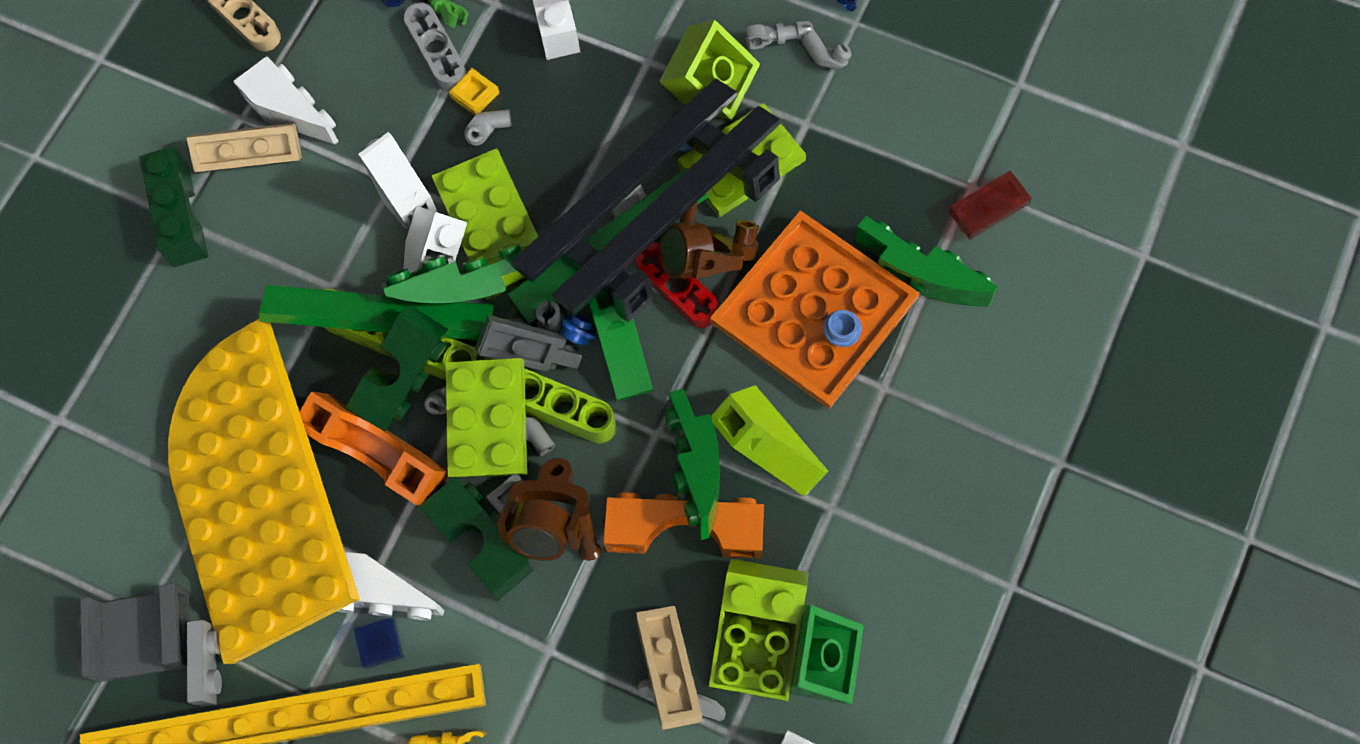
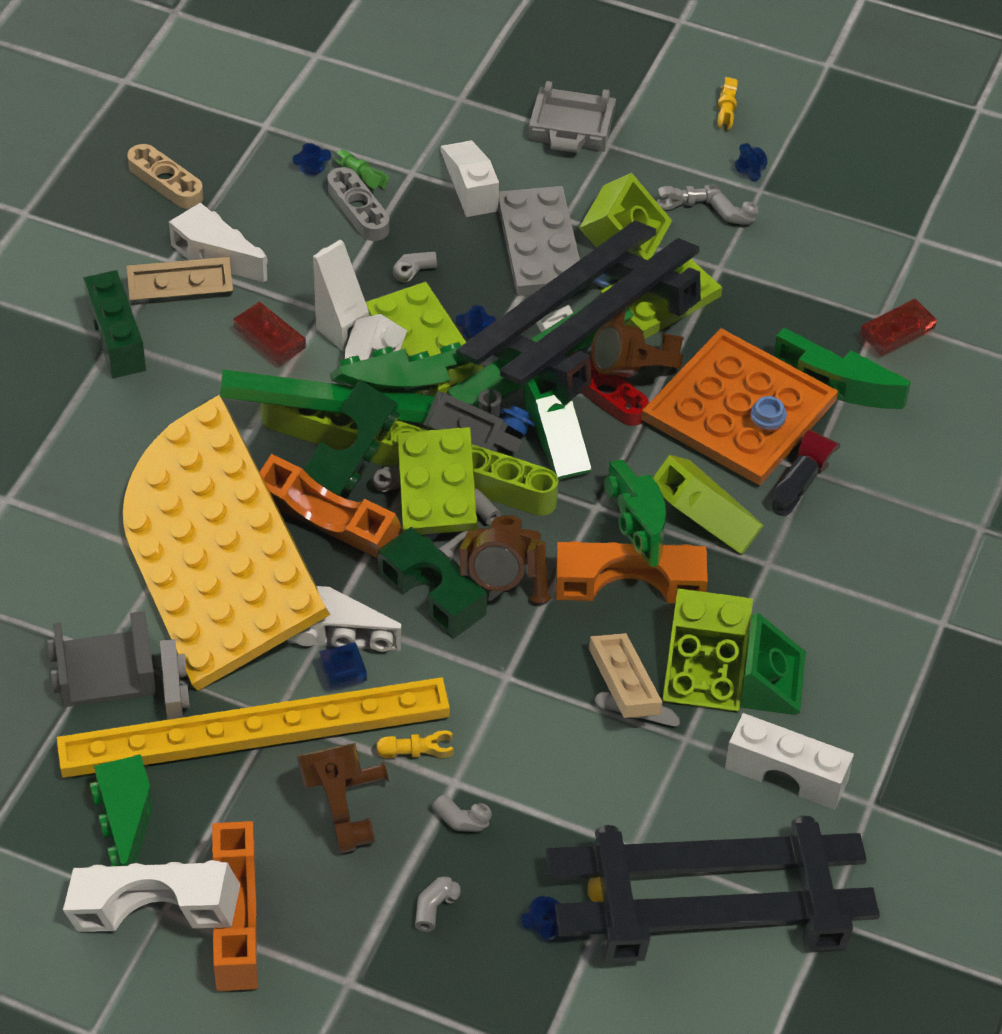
camera: 10 degrees left, 20 degrees down
(332, 215) = (269, 333): none -> clear red plate
(474, 92) = (398, 239): yellow tile -> none
(547, 208) = (474, 321): none -> clear blue plate
(618, 89) = (537, 236): none -> light grey plate
(887, 375) = (812, 456): none -> black piece

